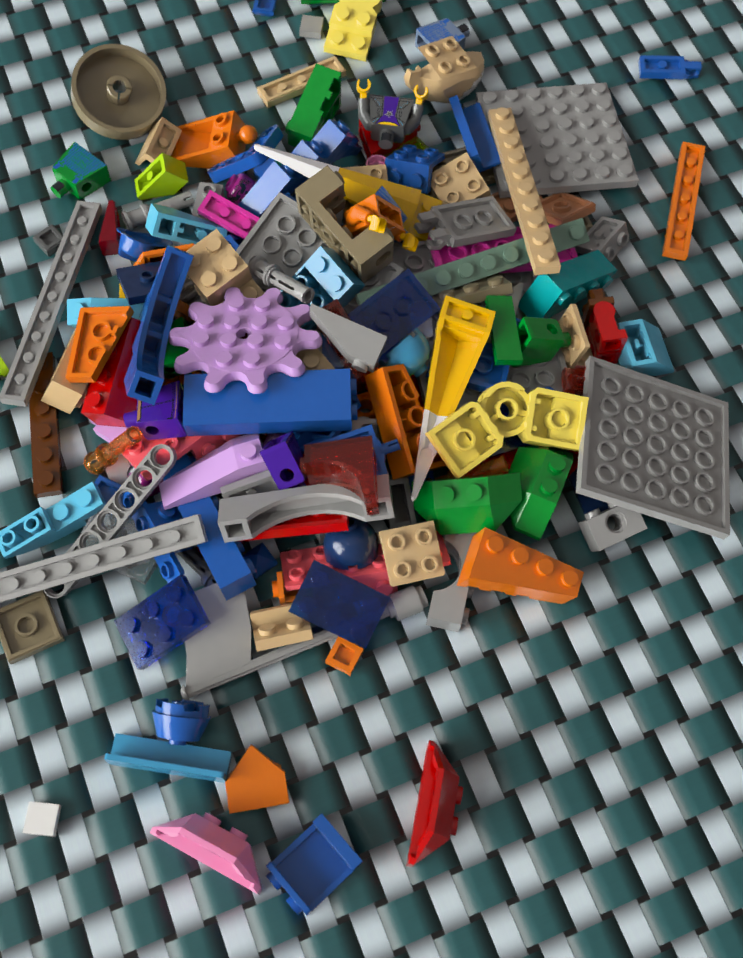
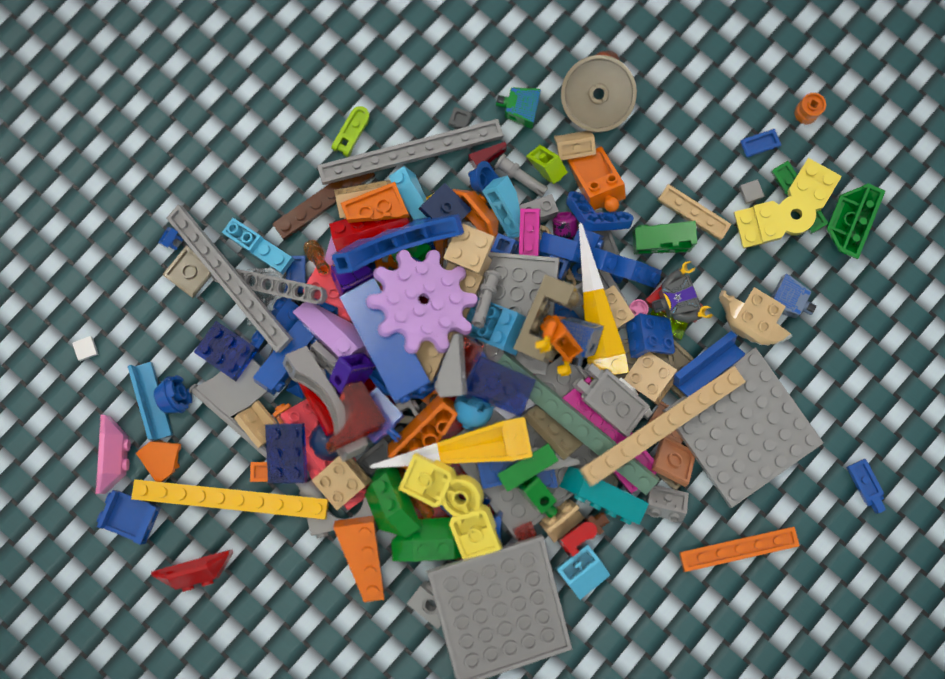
camera: 65 degrees right, 15 degrees up
(358, 713) = (230, 499): none -> yellow plate

